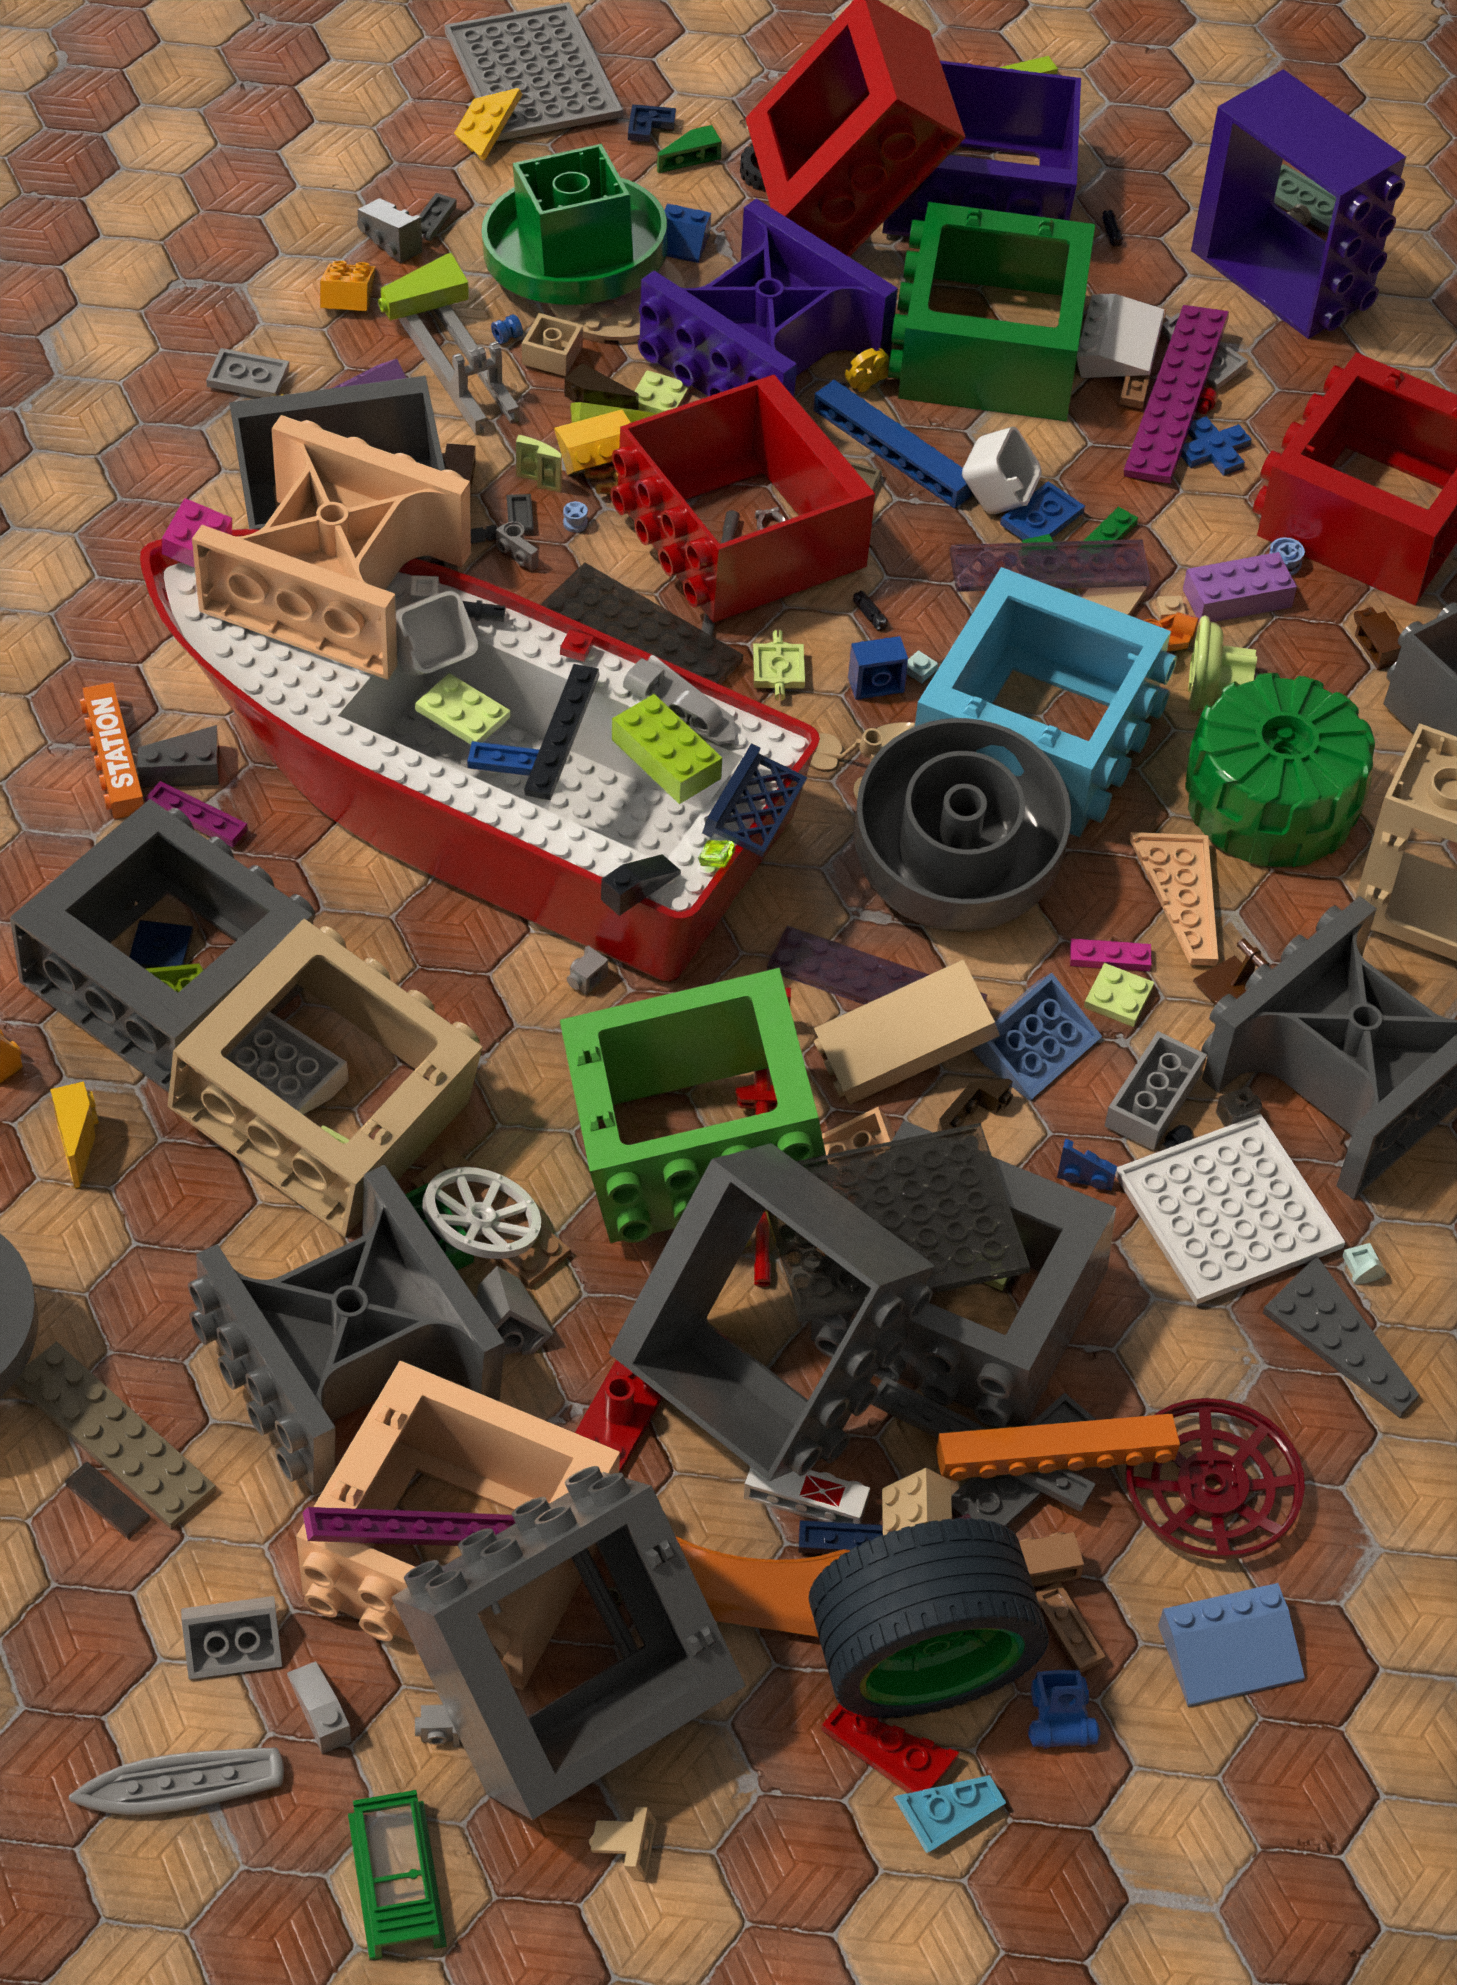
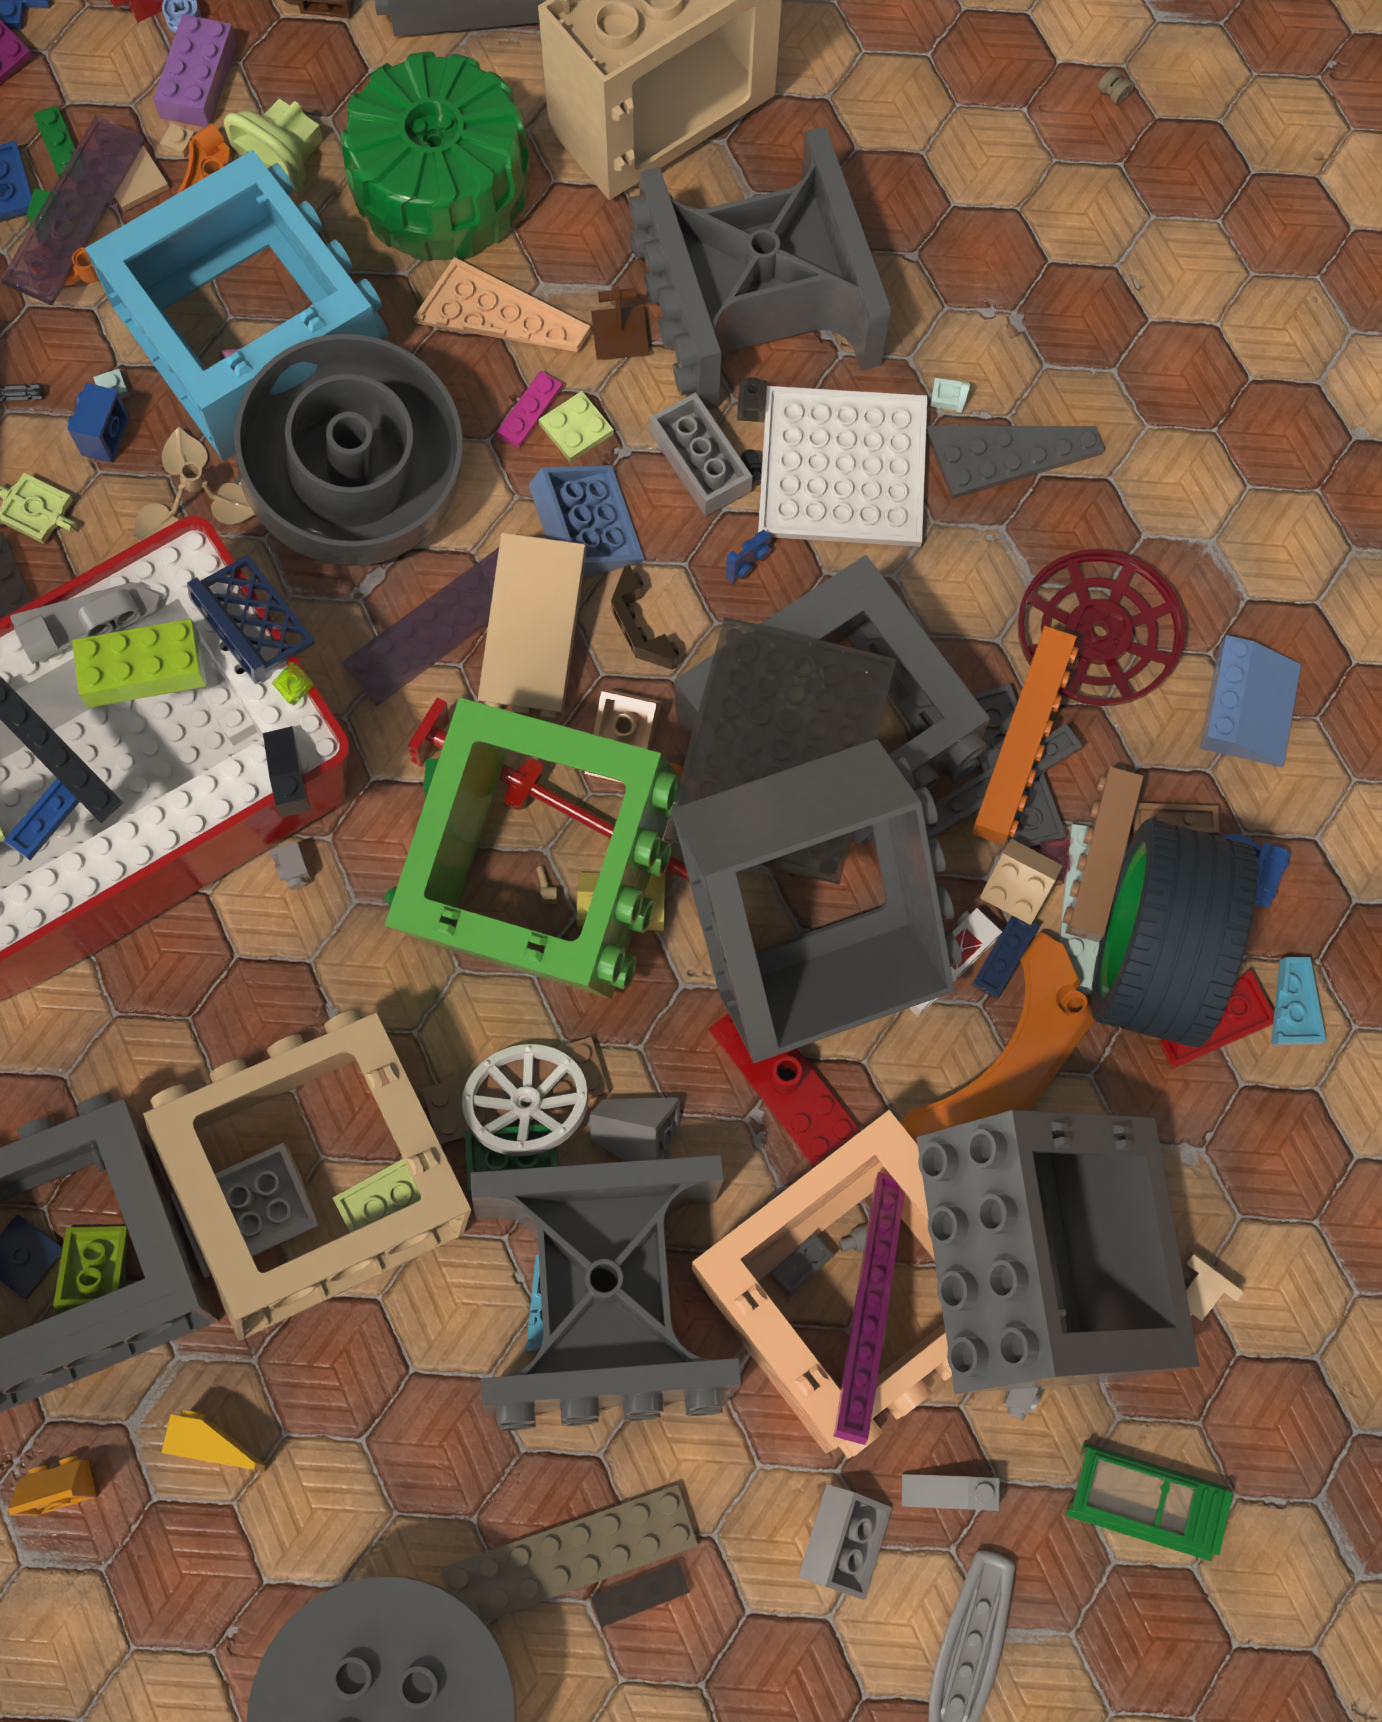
camera: 60 degrees left, 20 degrees up
(459, 1496) = (802, 1264): none -> dark grey plate

